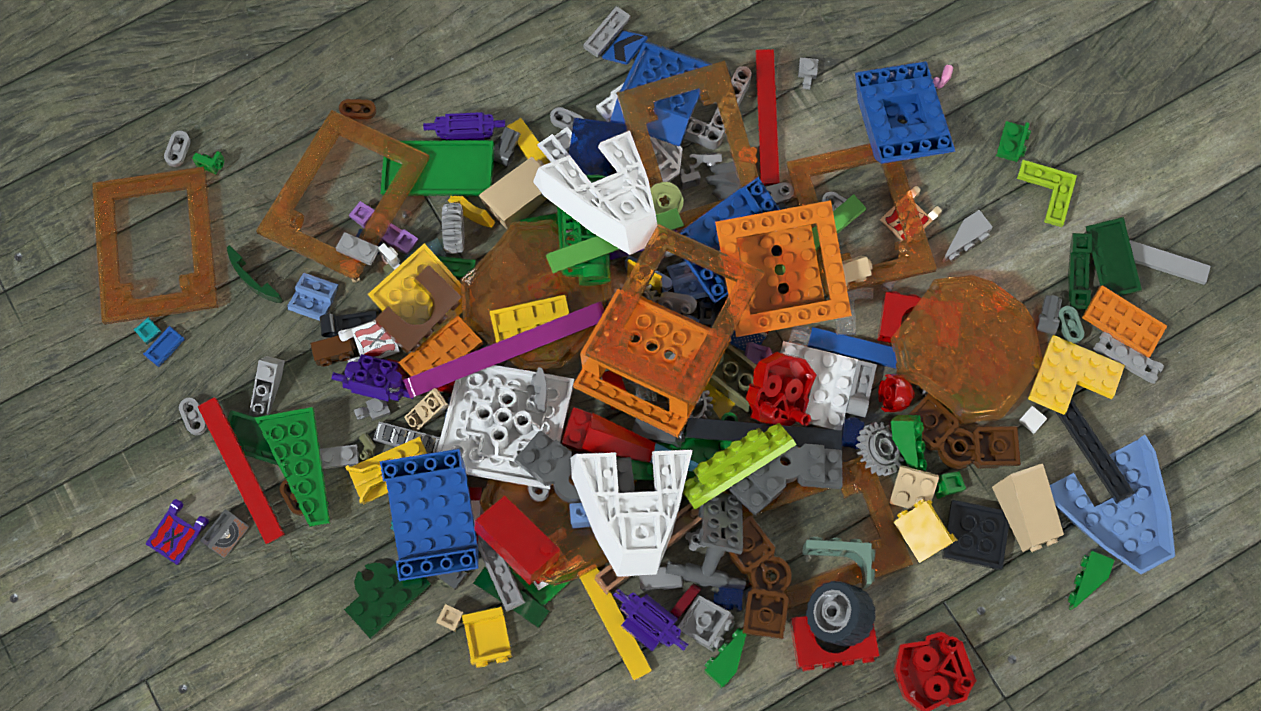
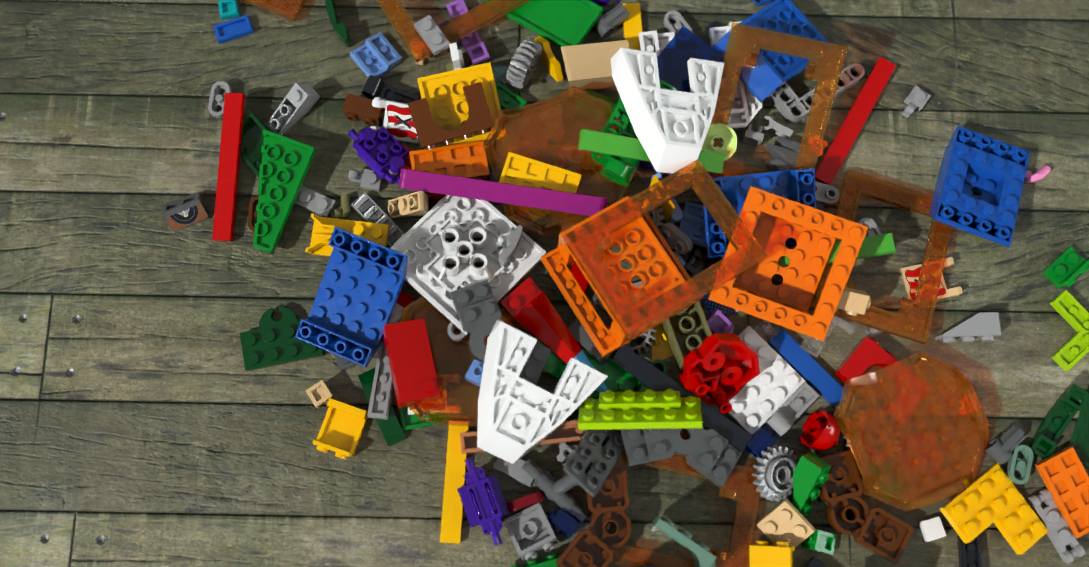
camera: 30 degrees right, 5 degrees up
(175, 536) = (146, 188): flag -> none

